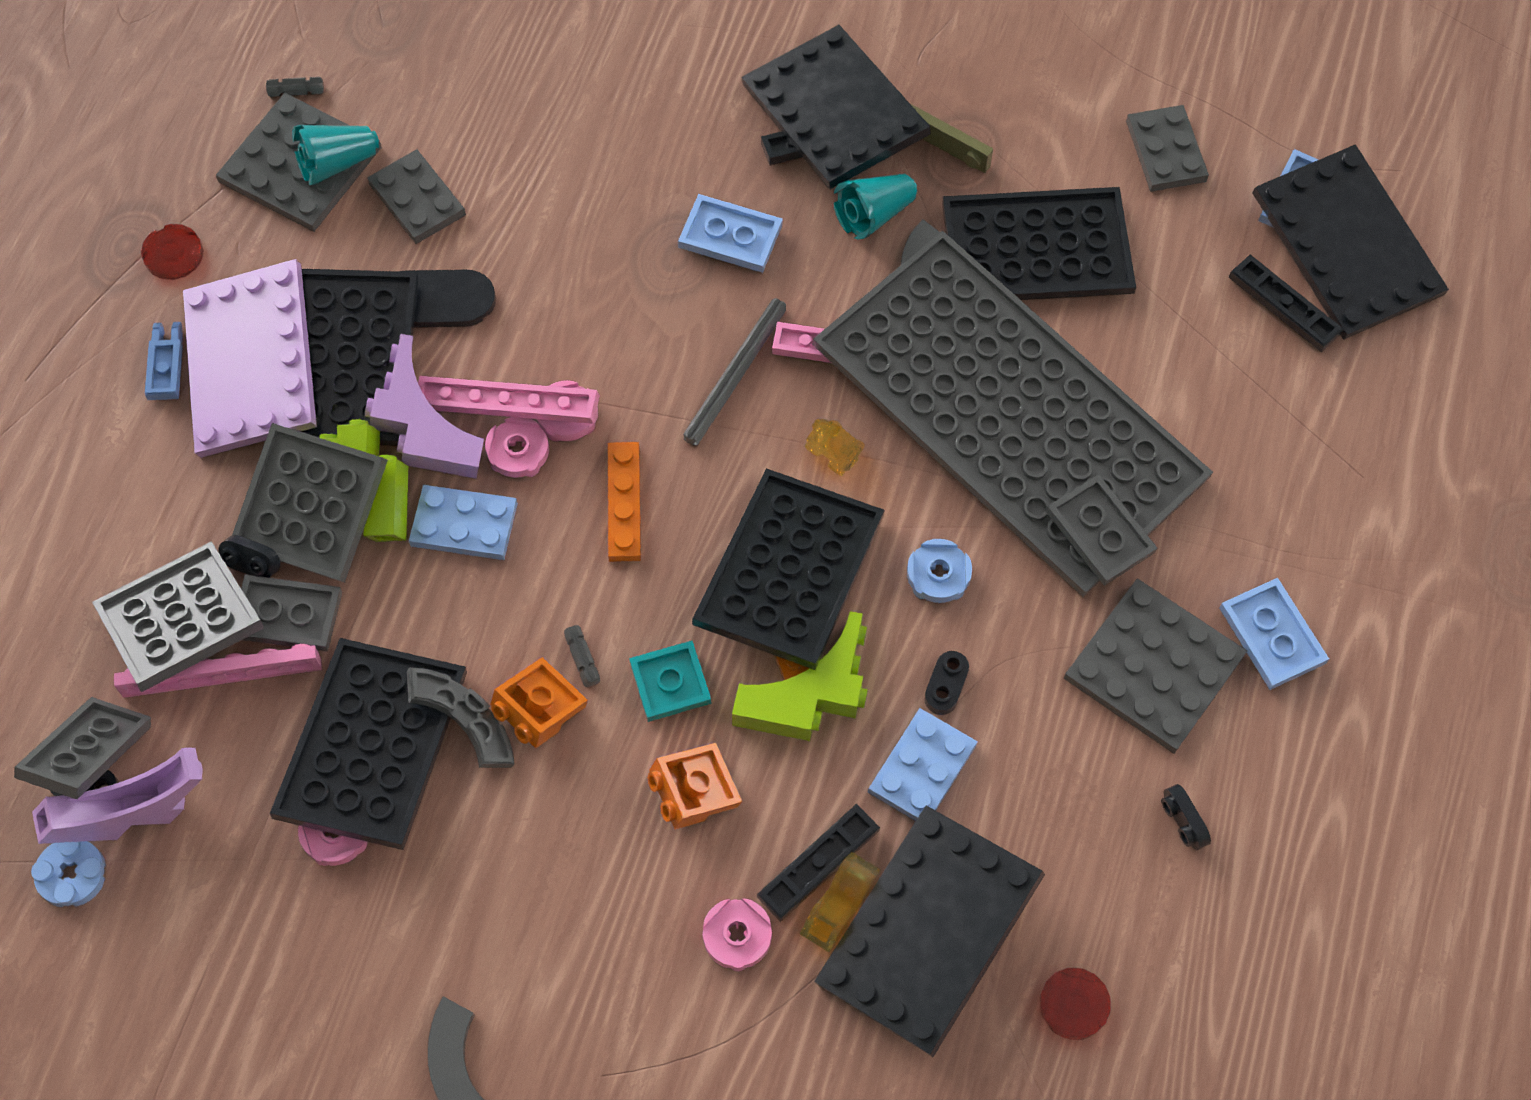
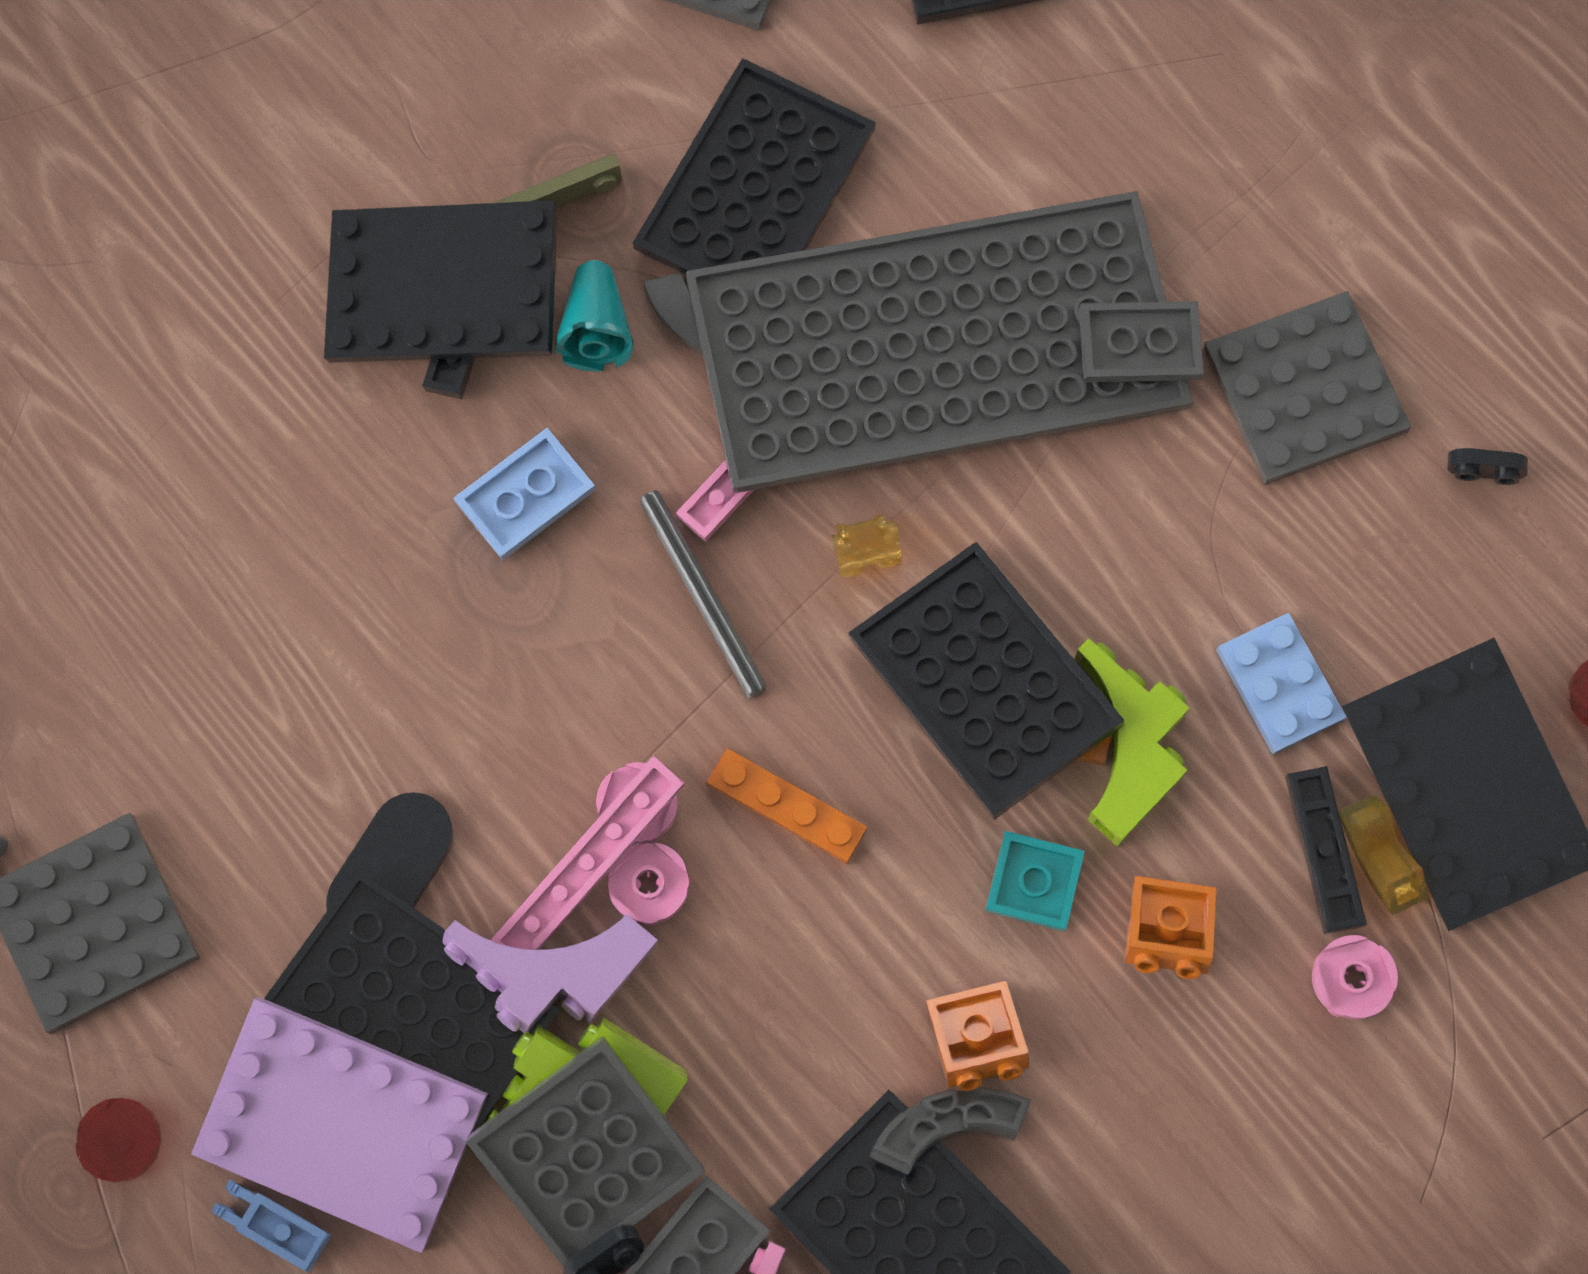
camera: 55 degrees left, 10 degrees up
(331, 149) = (122, 876): teal cone -> none
(416, 196) = (234, 812): dark grey plate -> none
(463, 522) = (702, 994): light blue plate -> none
(582, 656) = (947, 957): dark grey axle -> none
(935, 588) = (1077, 553): light blue plate -> none
(948, 681) = (1200, 602): black plate -> none
(1274, 633) = (1344, 253): light blue plate -> none

